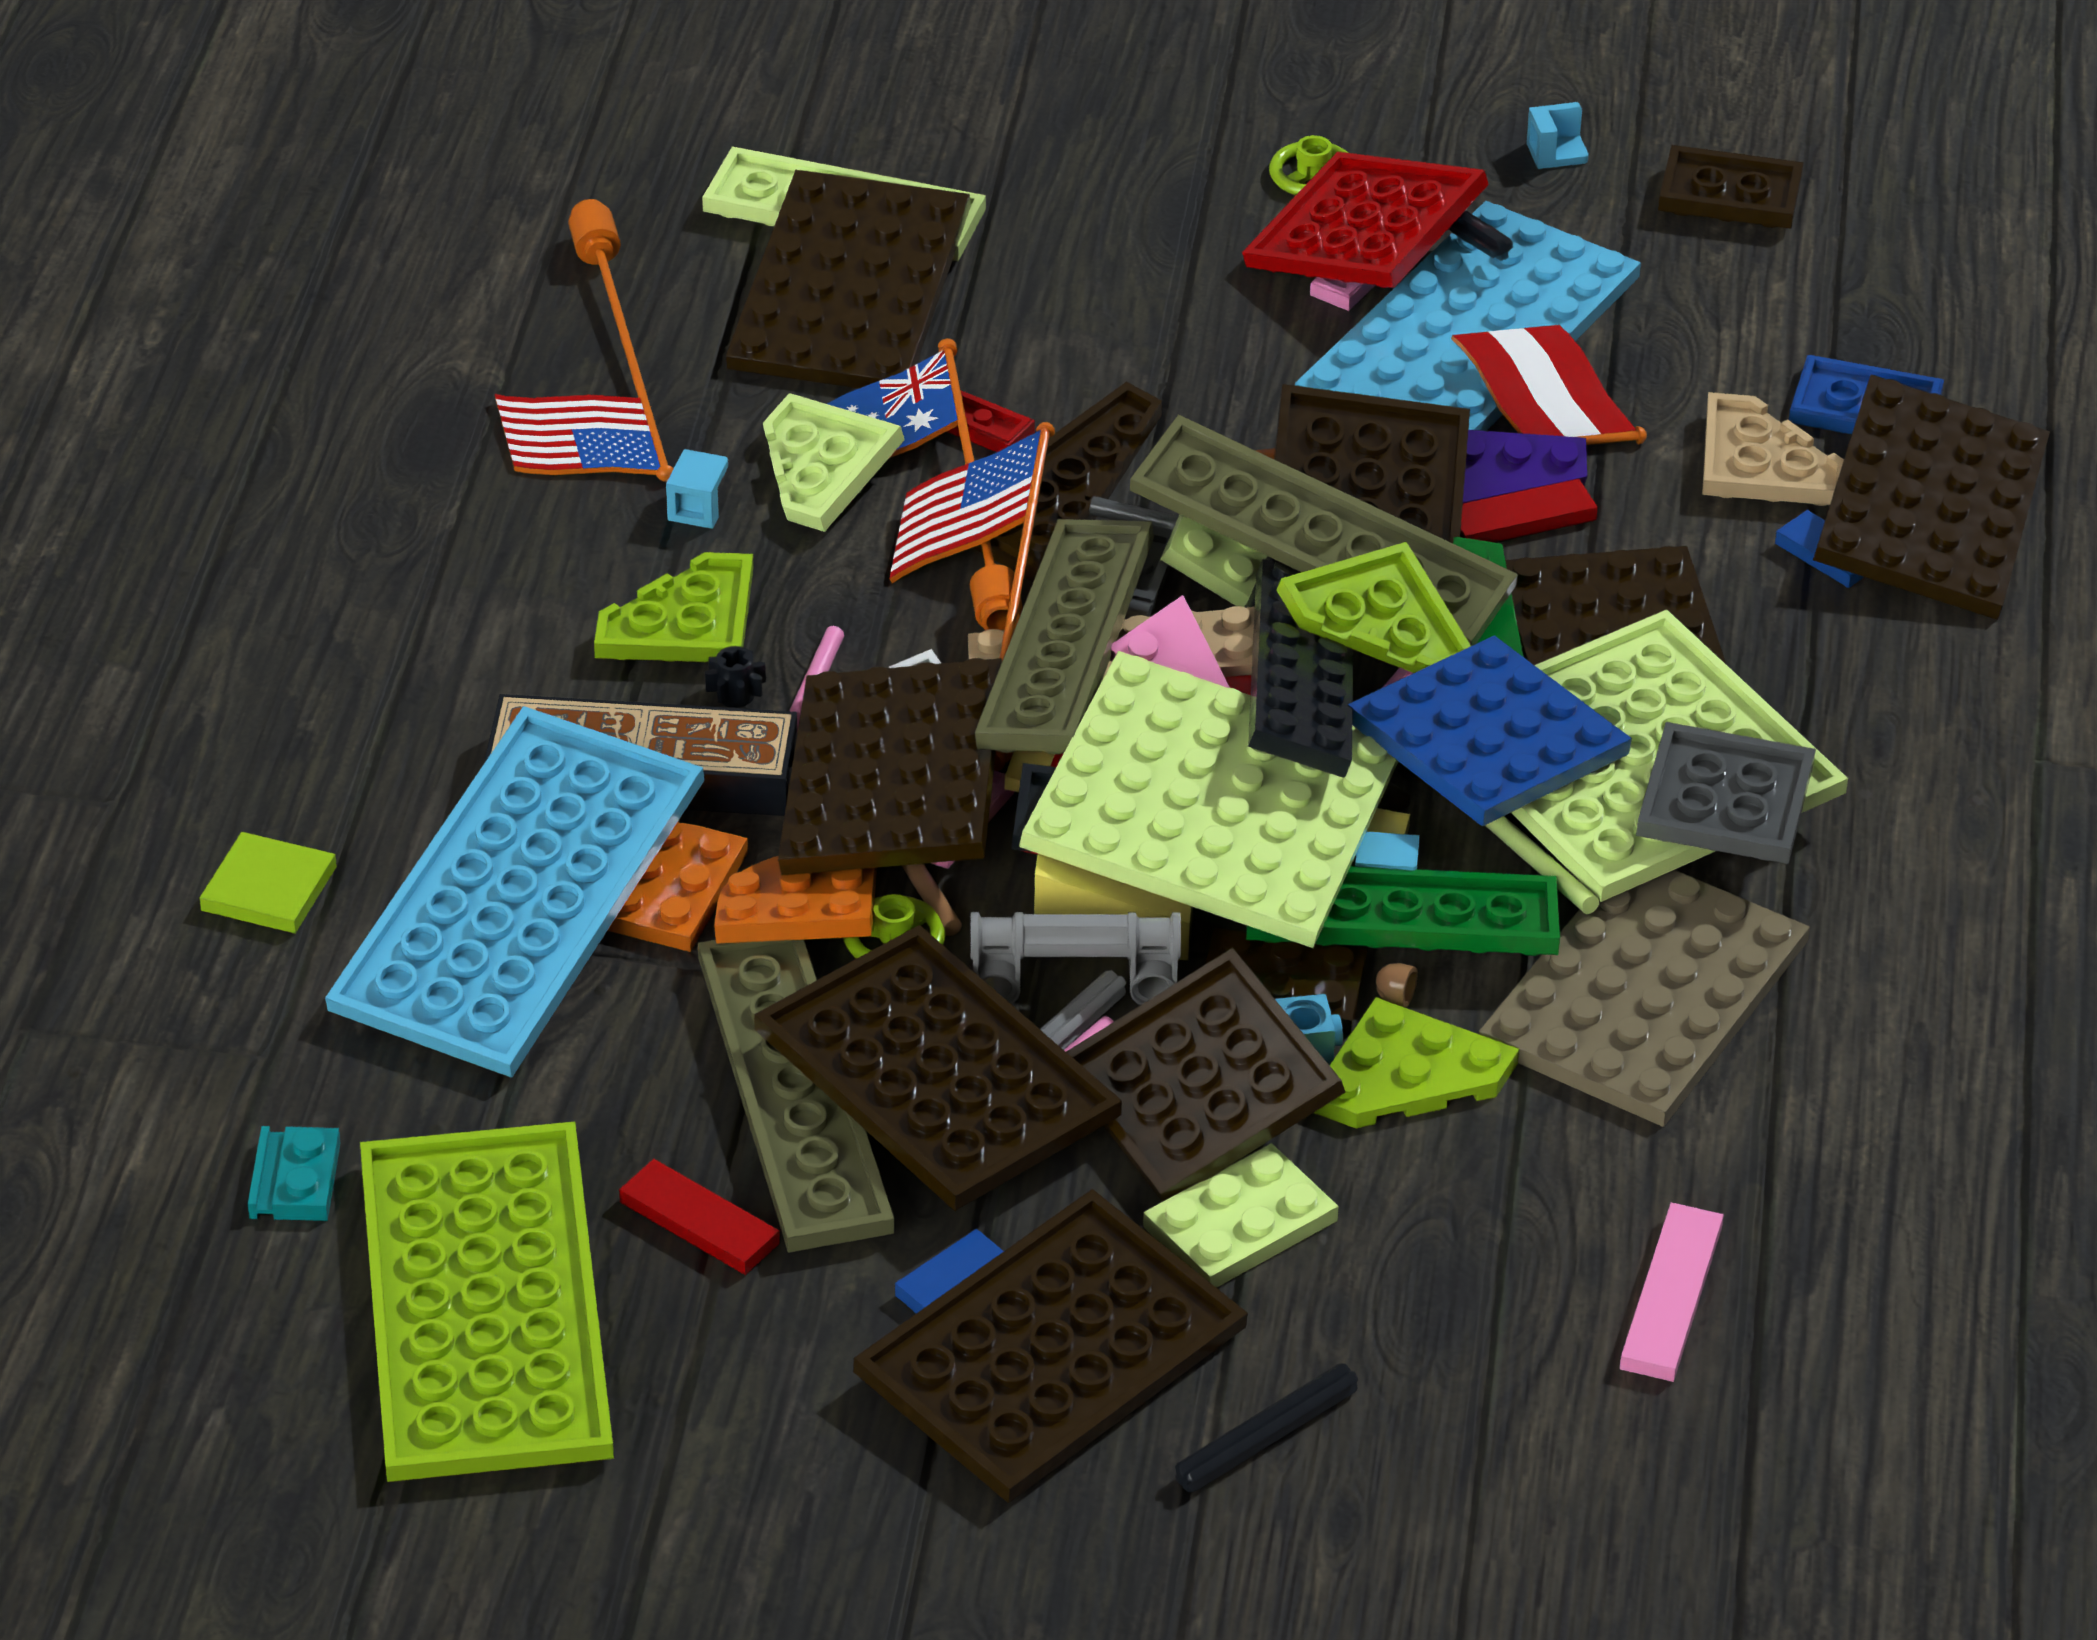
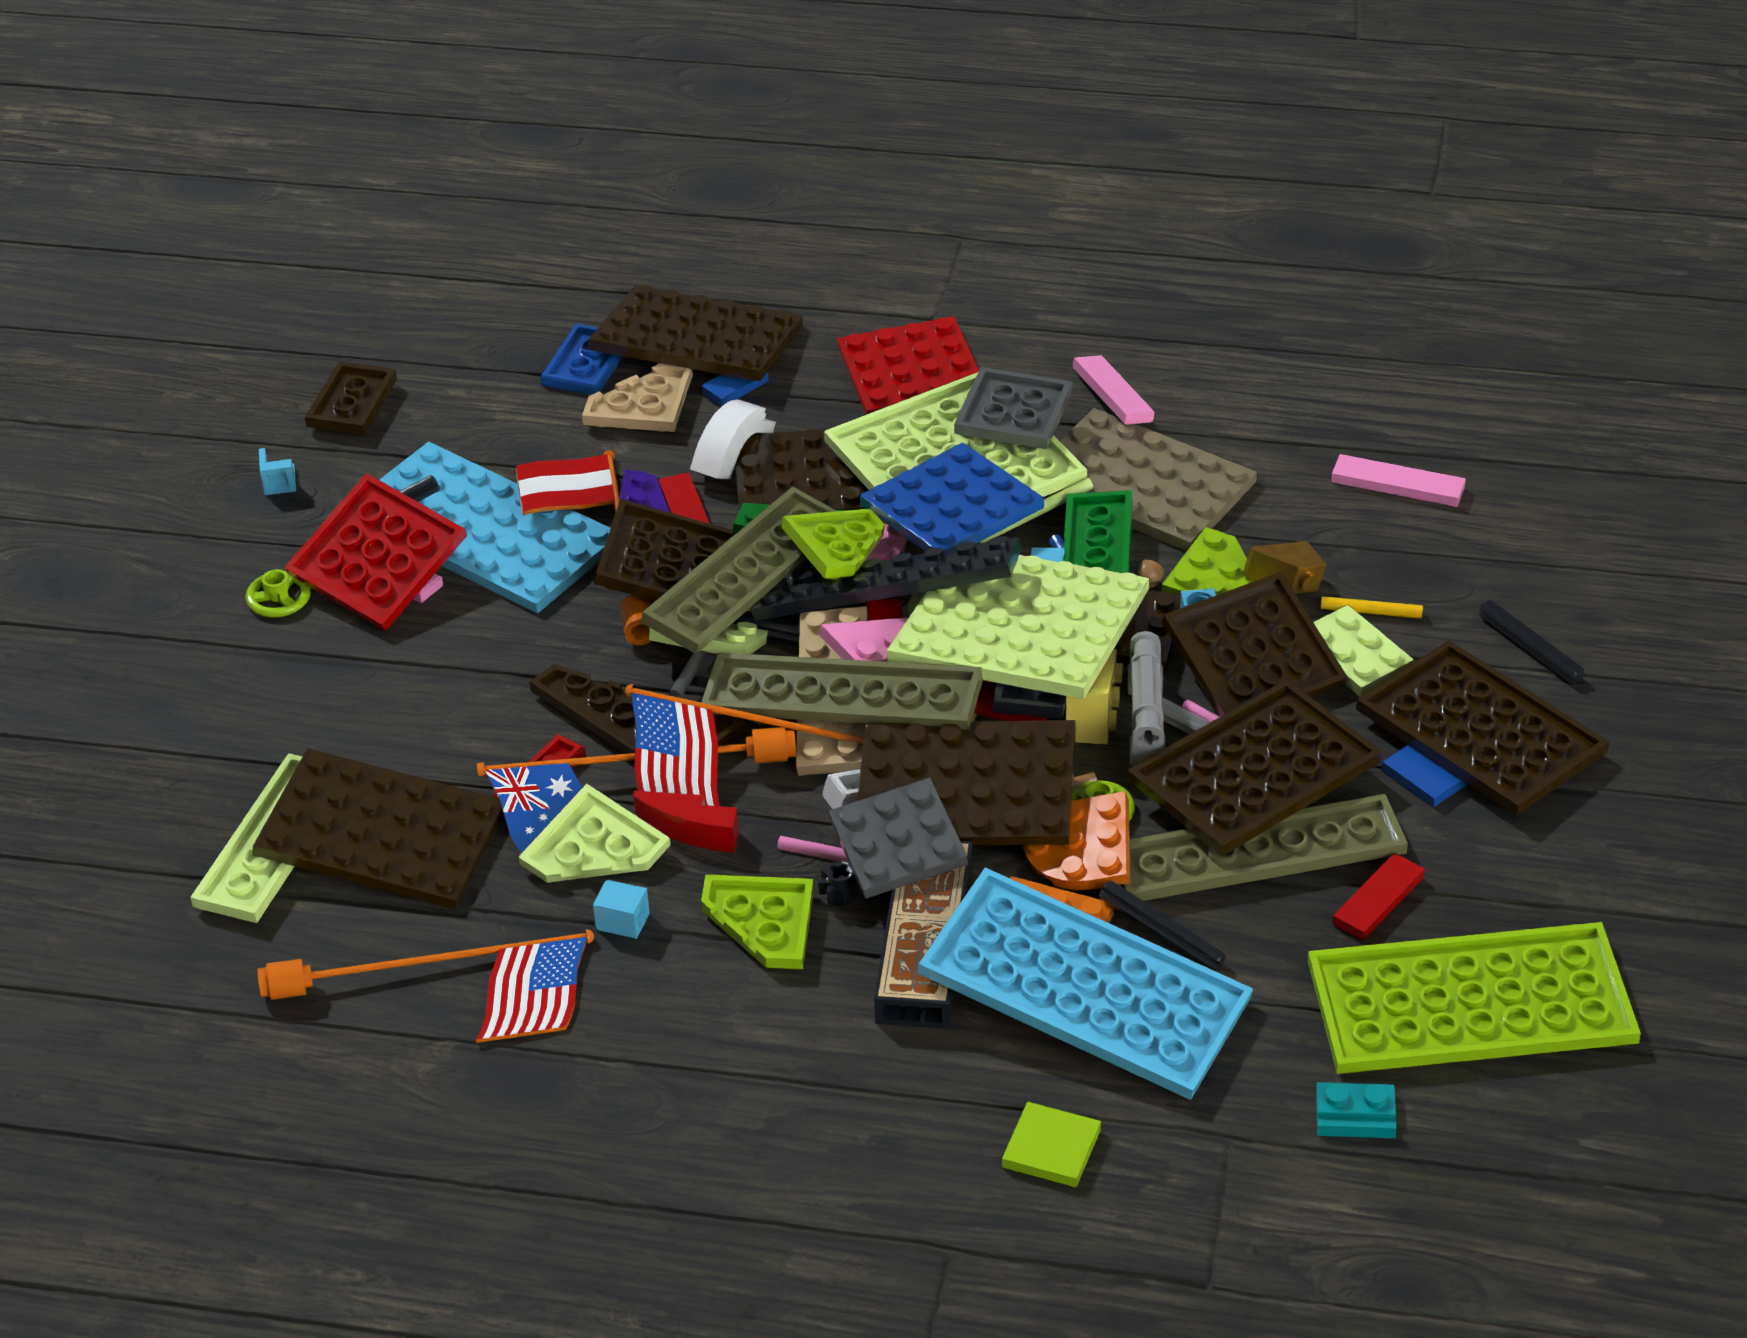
camera: 85 degrees left, 0 degrees up
(638, 981) = (1162, 926): none -> black axle
(776, 695) = (897, 837): none -> dark grey plate
(858, 539) = (689, 819): none -> red slope
(1345, 1243) = (1373, 607): none -> yellow bar
(1411, 1130) = (1295, 560): none -> pearl gold slope
(1668, 519) = (725, 437): none -> white arch
(1851, 943) = (1113, 390): none -> bright pink tile
(1901, 730) = (905, 361): none -> red plate

